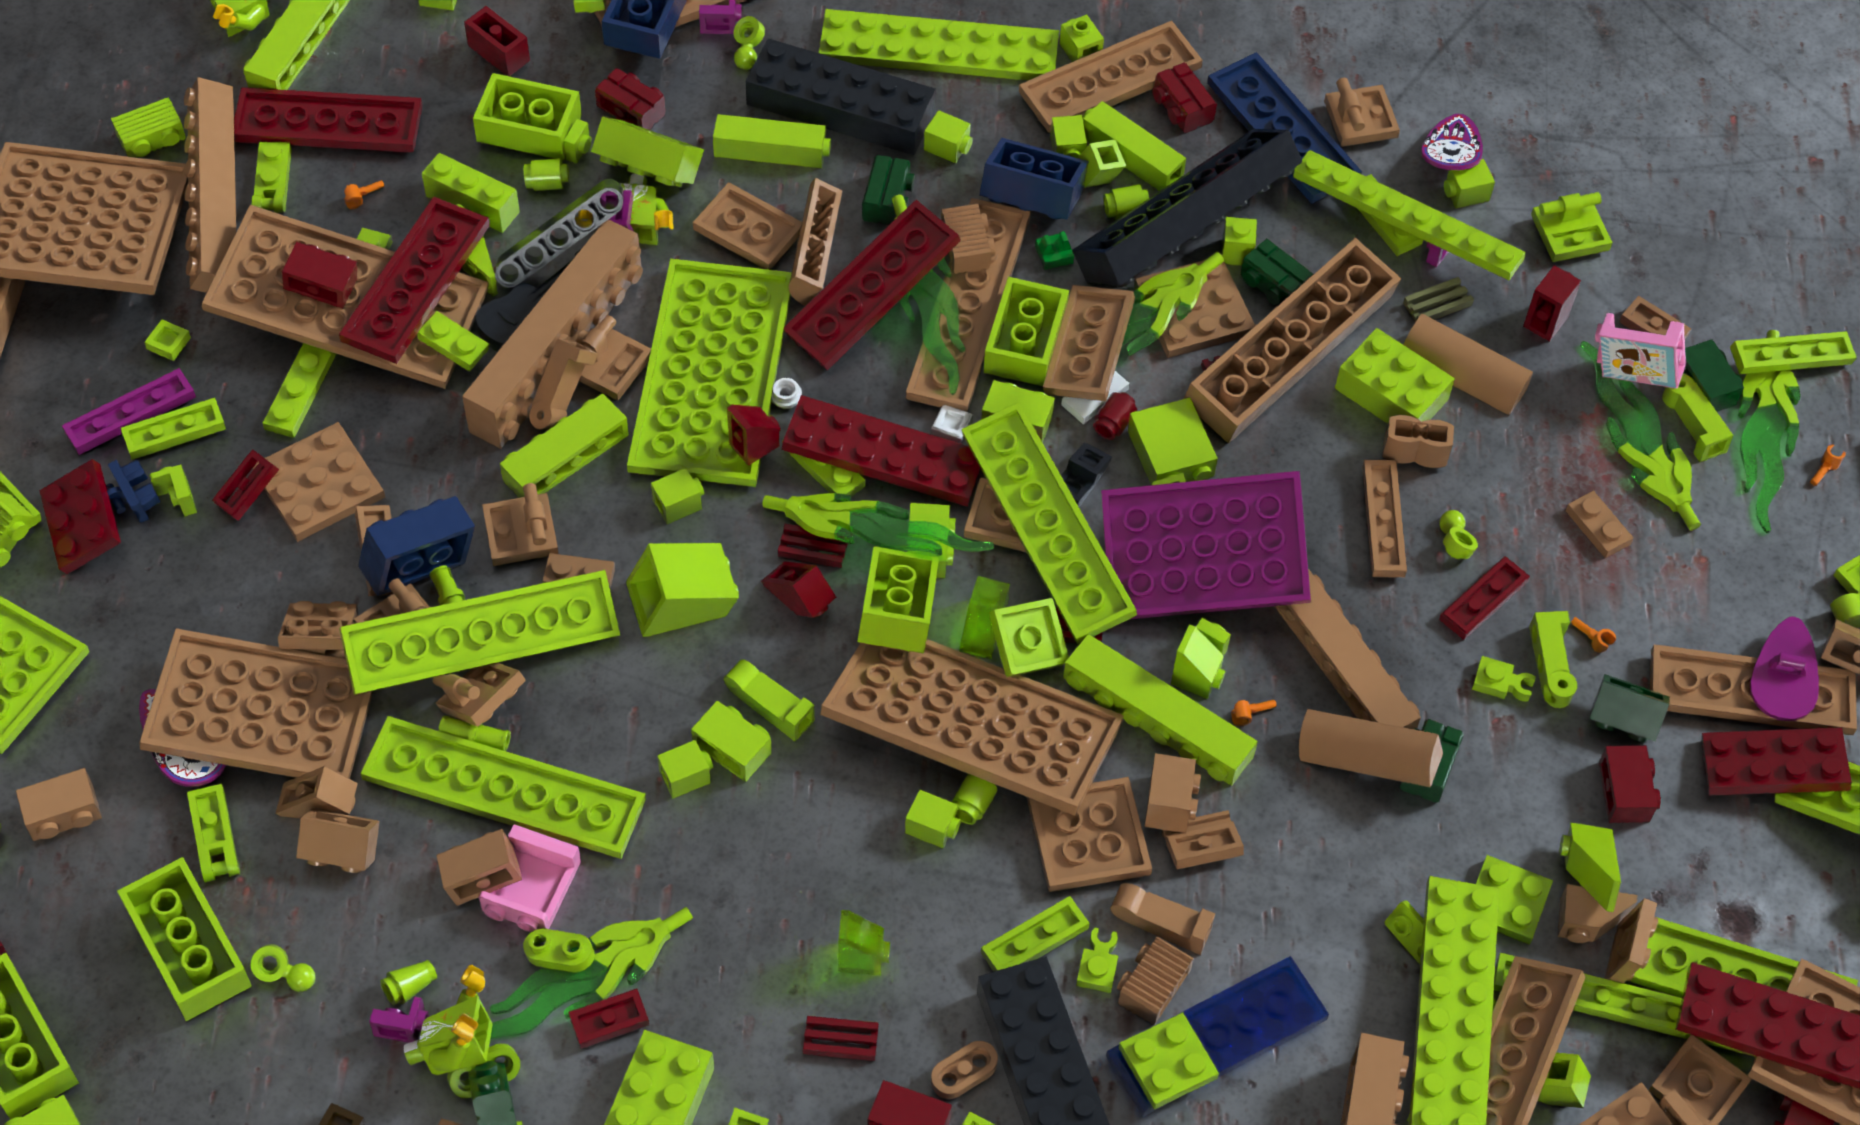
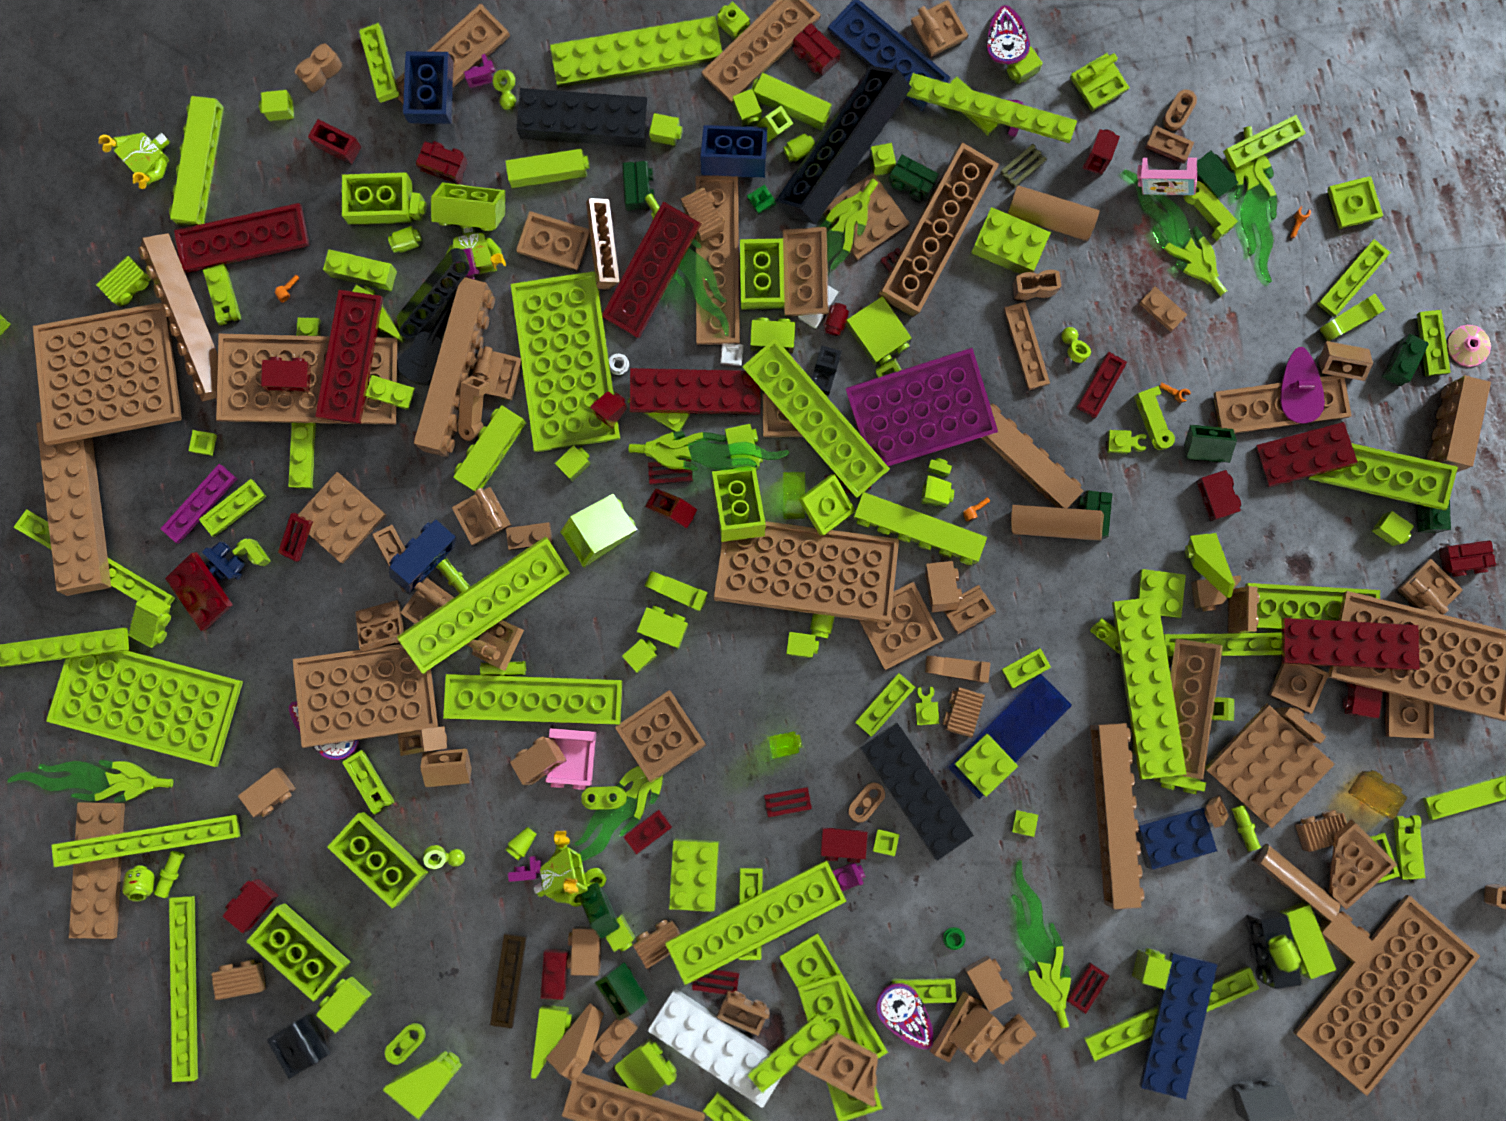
camera: 10 degrees left, 25 degrees up
(676, 884) = (660, 736): none -> medium nougat plate
(1269, 945) = (1025, 668): none -> lime plate
(1674, 292) = (1179, 111): none -> medium nougat plate

